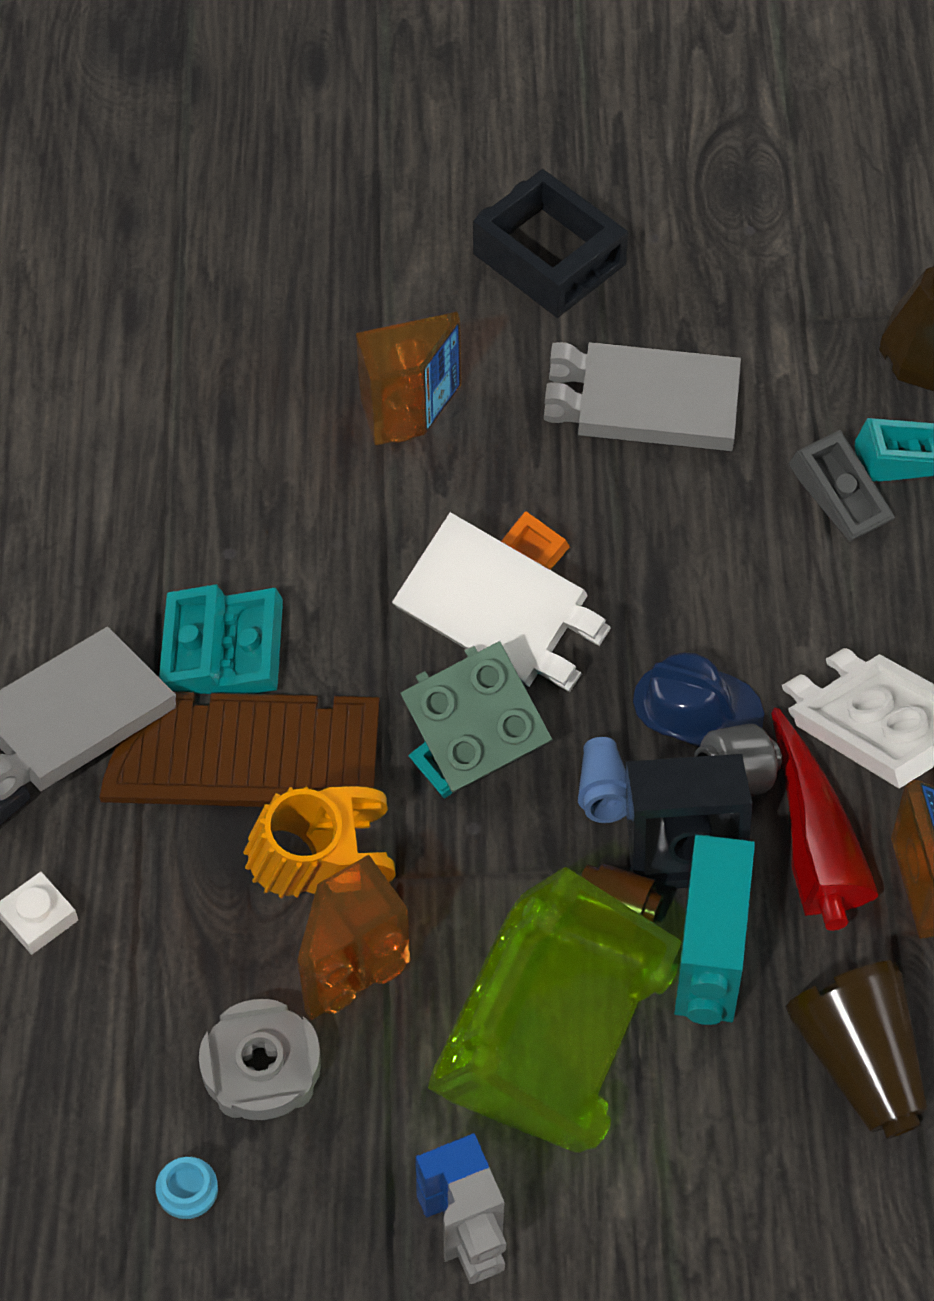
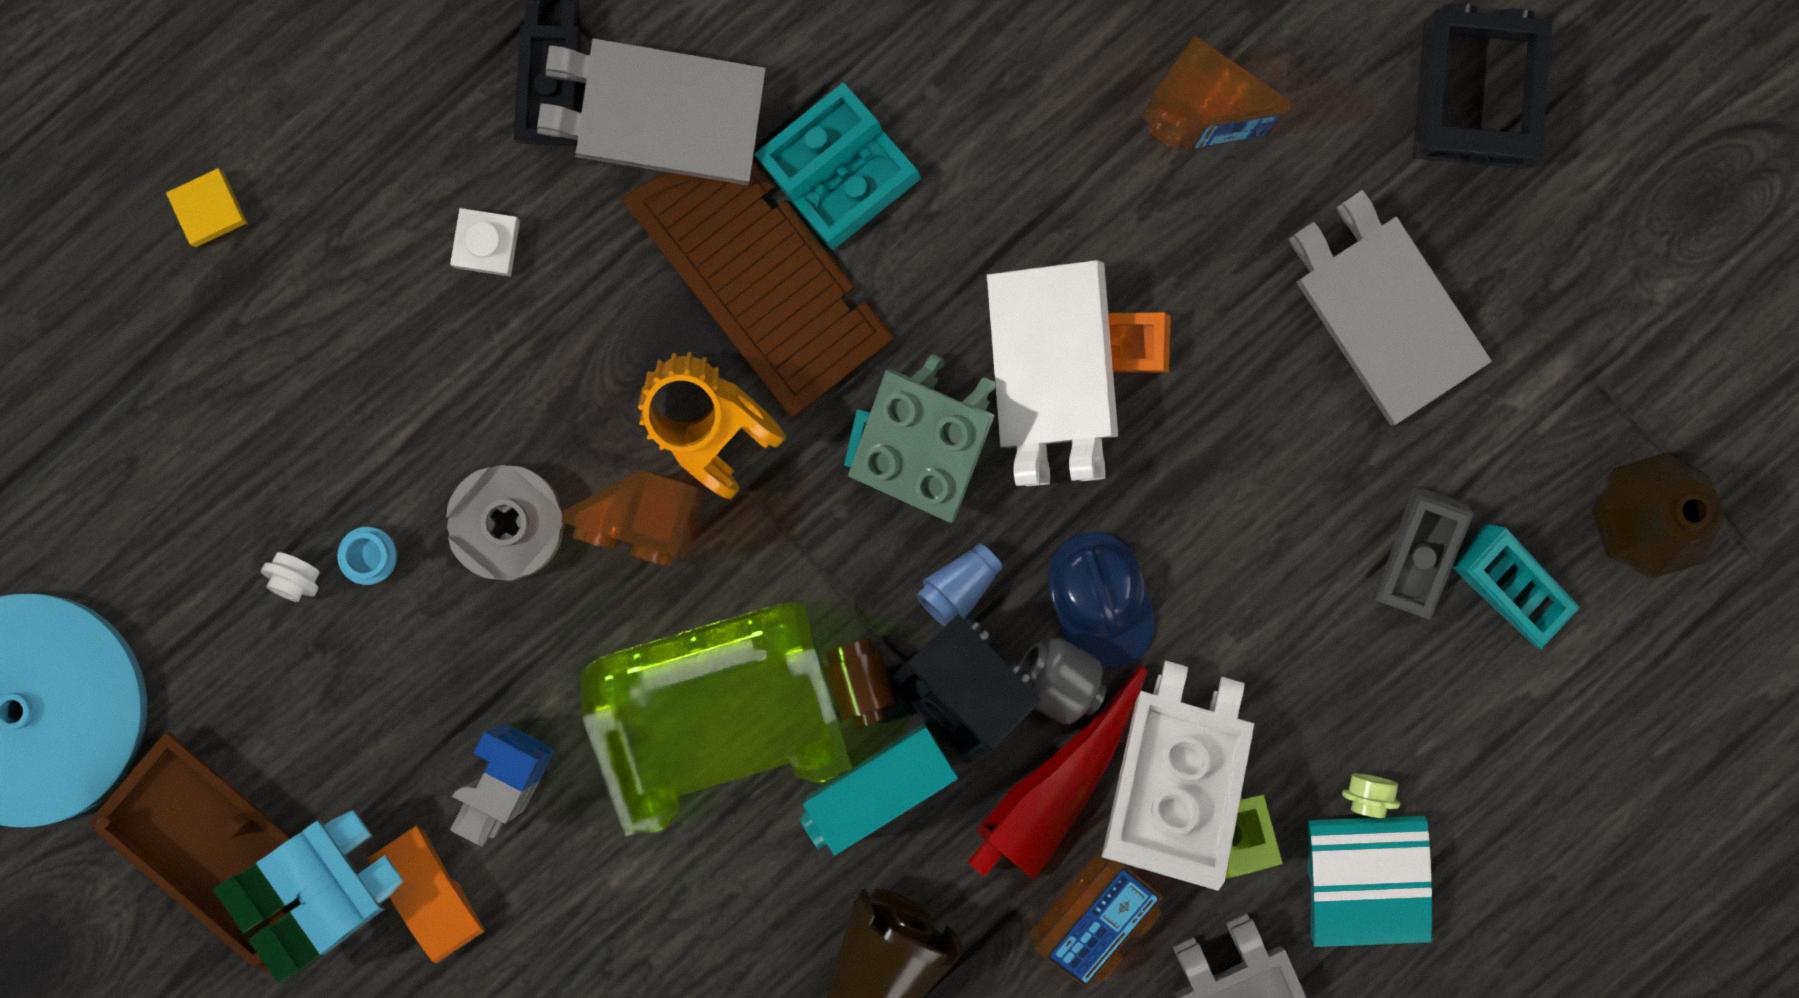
camera: 50 degrees right, 30 degrees up
(147, 1255) = (290, 577): none -> white plate

